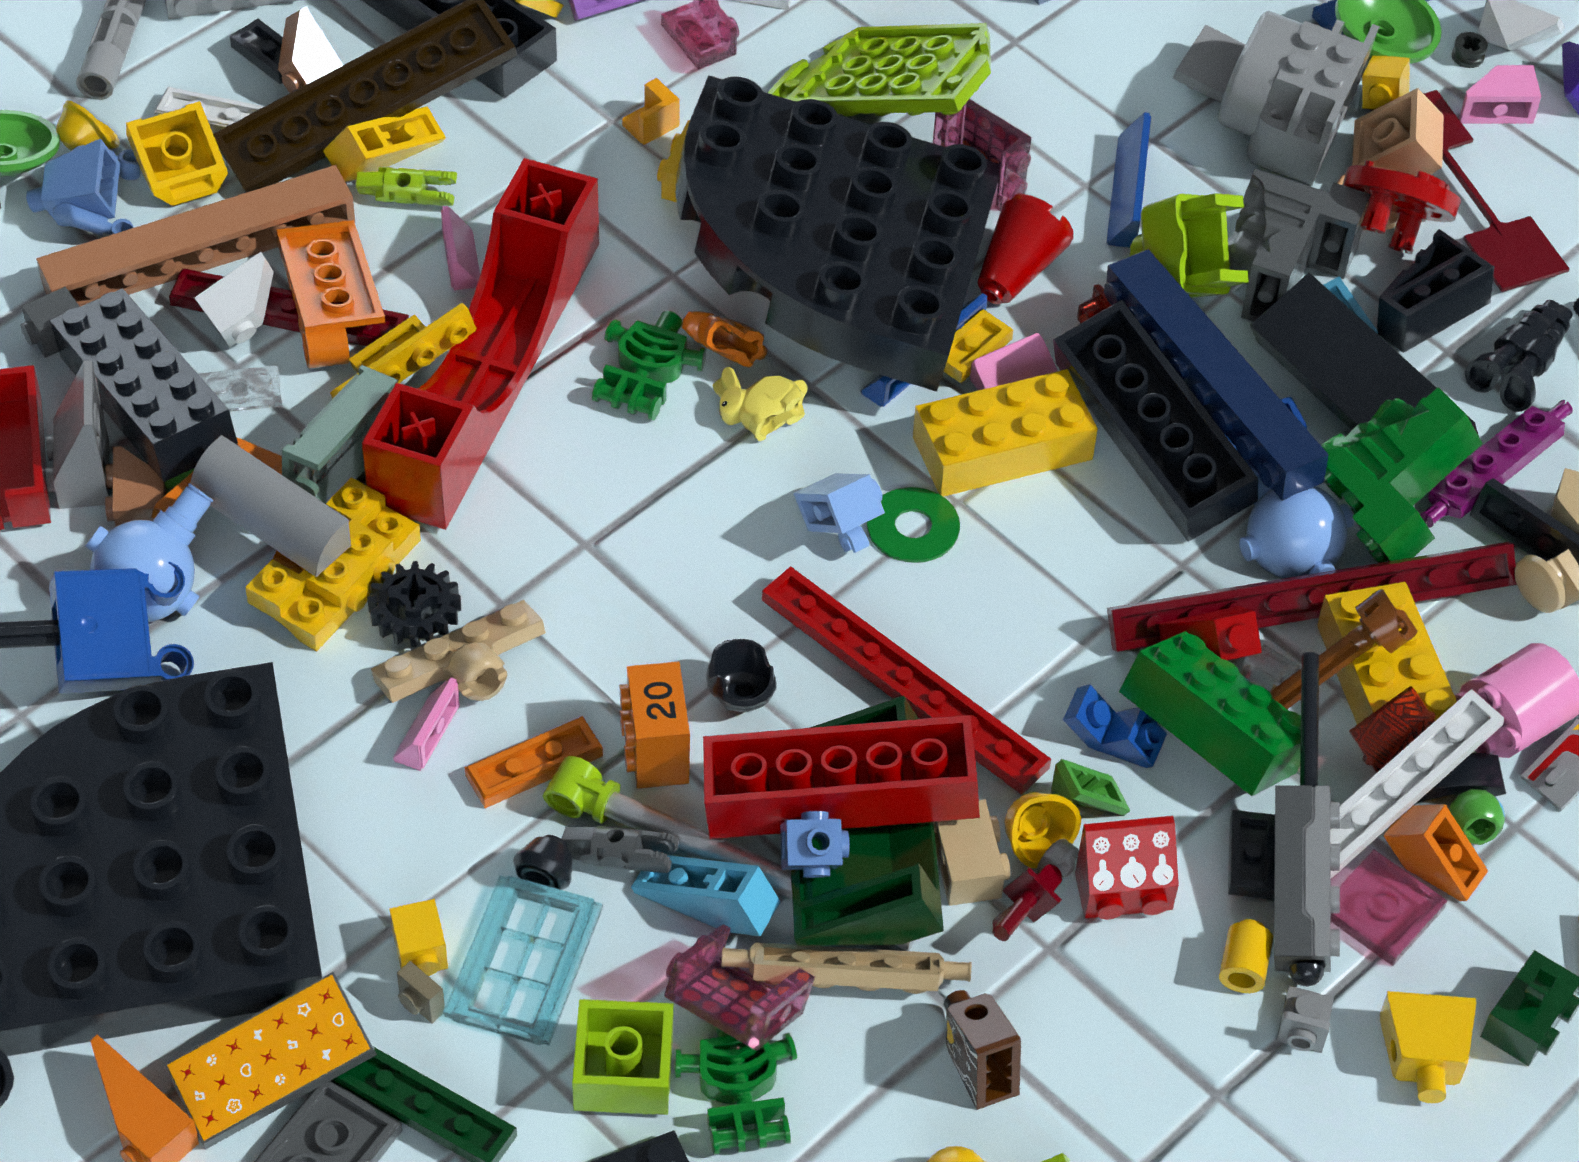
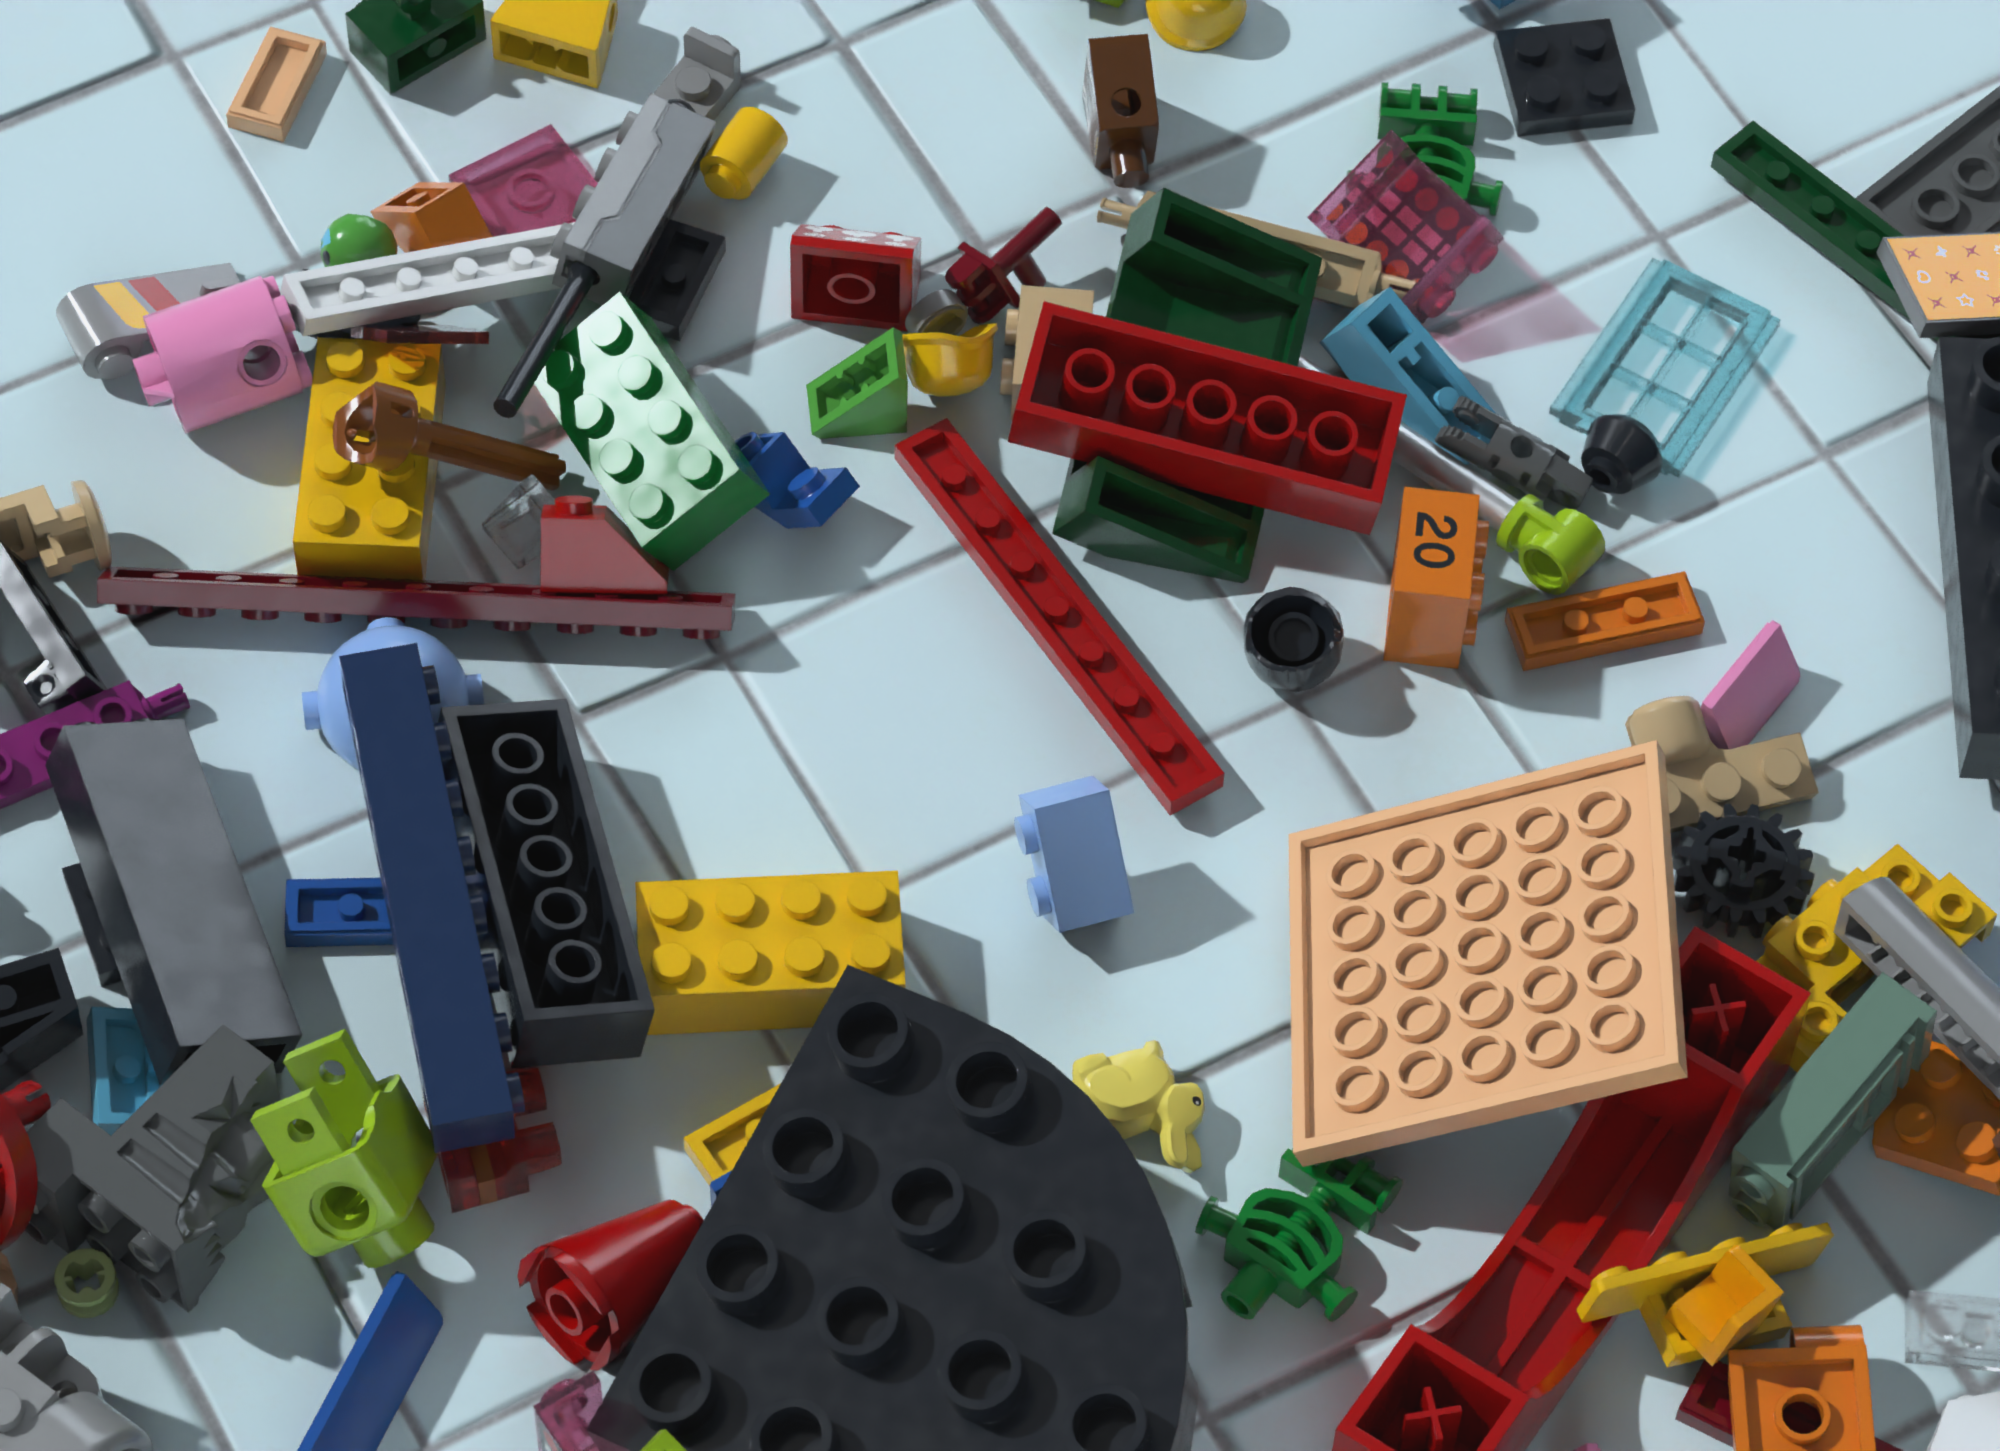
camera: 165 degrees left, 5 degrees up
(384, 326) = (1725, 1305): none -> light orange panel
(419, 936) = (1801, 400): yellow brick -> none
(420, 993) = (1808, 334): dark tan plate -> none
(569, 462) = (1484, 955): none -> light nougat plate
(623, 1057) = (1568, 188): lime brick -> none
(726, 337) = (1198, 1240): orange animal -> none
(797, 848) = (1272, 329): medium blue brick -> none
(915, 550) = (967, 828): green gear -> none
(1013, 363) = (703, 1085): bright pink slope -> none
(1393, 464) = (224, 680): green brick -> none

